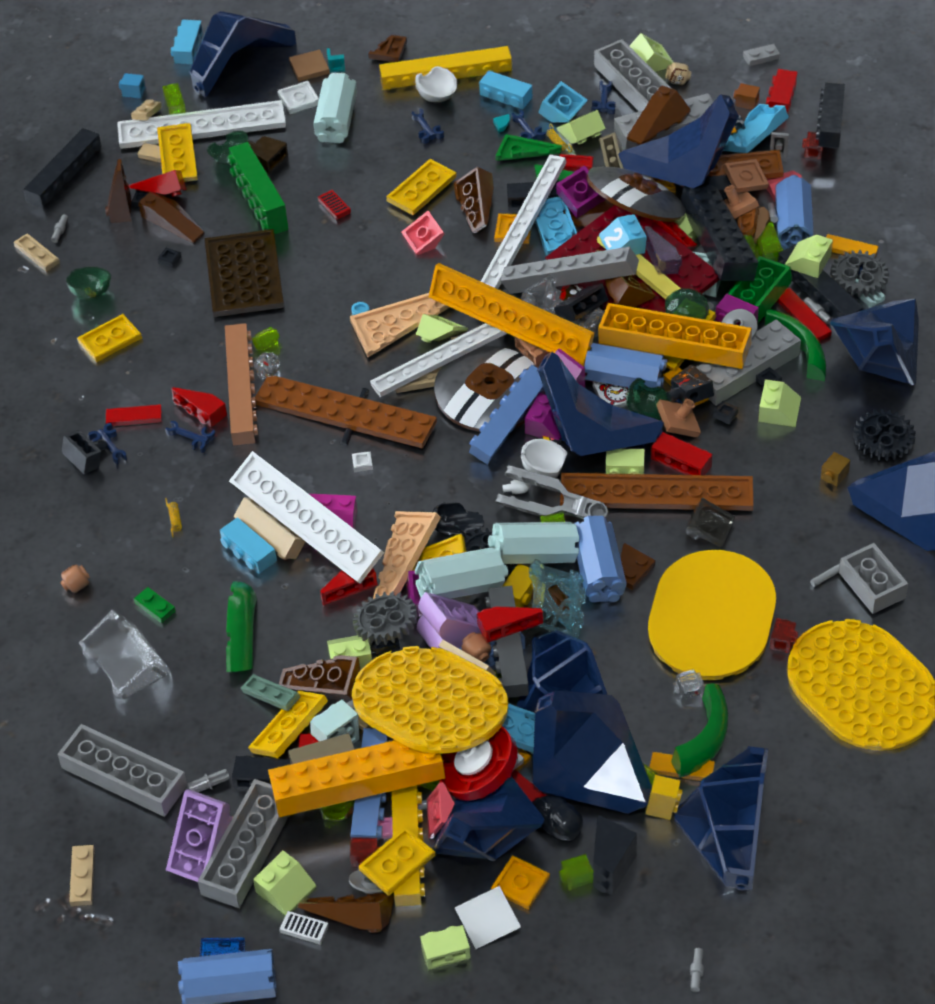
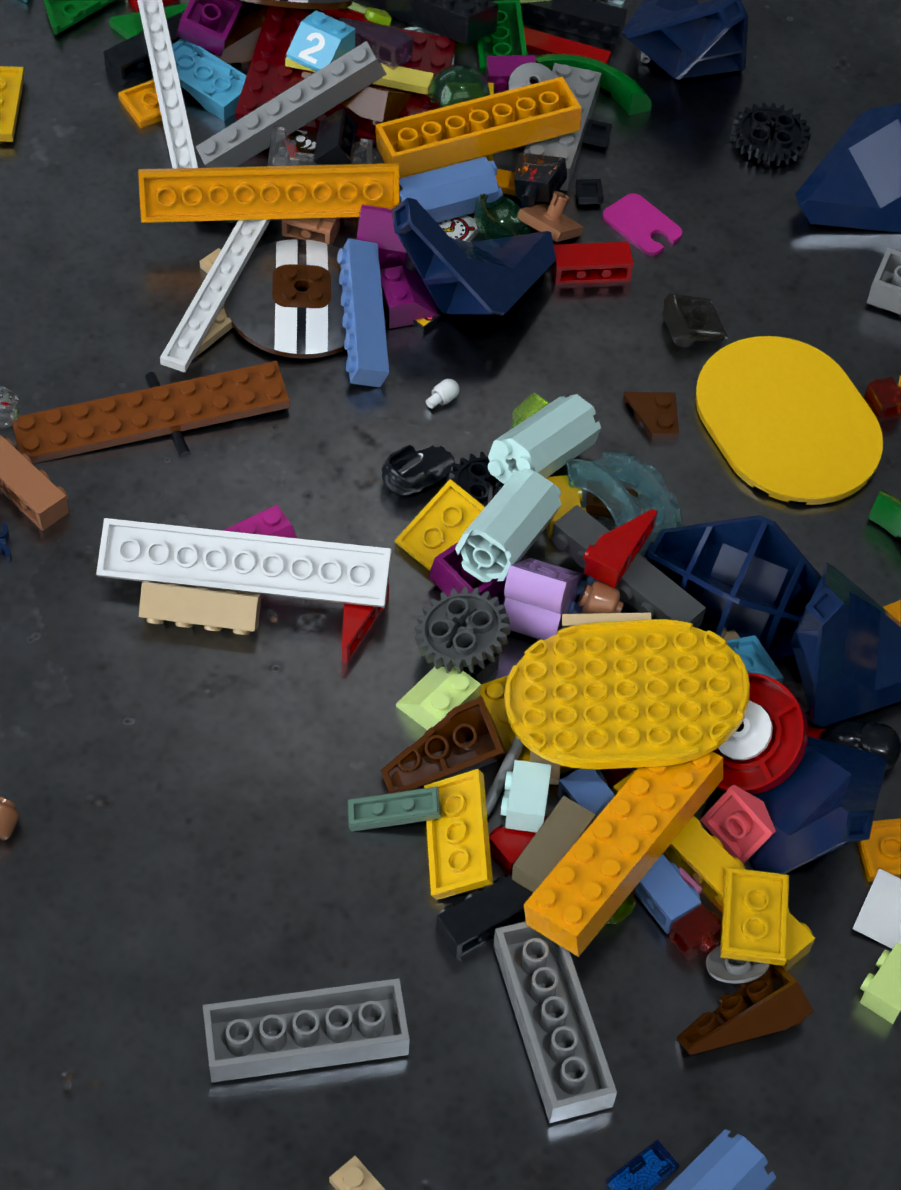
camera: 45 degrees left, 5 degrees up
(123, 655) = (162, 881): clear windscreen -> none
(154, 605) = (133, 790): green plate -> none
(174, 517) = (55, 670): yellow piece -> none
(197, 834) = (498, 1050): lavender brick -> none
(208, 781) = (423, 971): light grey axle -> none
(240, 627) = (283, 748): green brick -> none
(247, 545) = (189, 643): medium azure brick -> none
(283, 883) = (641, 1037): yellowish green slope -> none
(304, 927) = (712, 1075): white tile -> none
(359, 307) = (53, 283): medium azure tile -> none
(362, 461) = (230, 462): white tile -> none
(389, 323) = (110, 276): light nougat wing -> none
(404, 548) = (387, 517): light nougat wing -> none
(423, 234) = (50, 155): coral slope -> none
(438, 328) = (177, 258): yellowish green slope -> none
(475, 195) = (75, 86): reddish brown wedge -> none
(543, 457) = (451, 344): white cylinder -> none
(573, 504) = (533, 377): light grey piece -> none
(599, 560) = (630, 423): medium blue brick -> none
(625, 461) = (541, 303): yellowish green brick -> none
(661, 491) = (597, 318): dark orange plate -> none
(687, 236) = (378, 16): none -> lime tile
(689, 684) = (846, 508): clear head -> none
(742, 445) = (638, 220): none -> dark pink piece
(779, 404) = (633, 156): yellowish green slope -> none
(818, 310) = (575, 36): light grey bar -> none
(826, 575) = (860, 301): light grey bar -> none
(835, 469) = (759, 194): pearl gold brick -> none

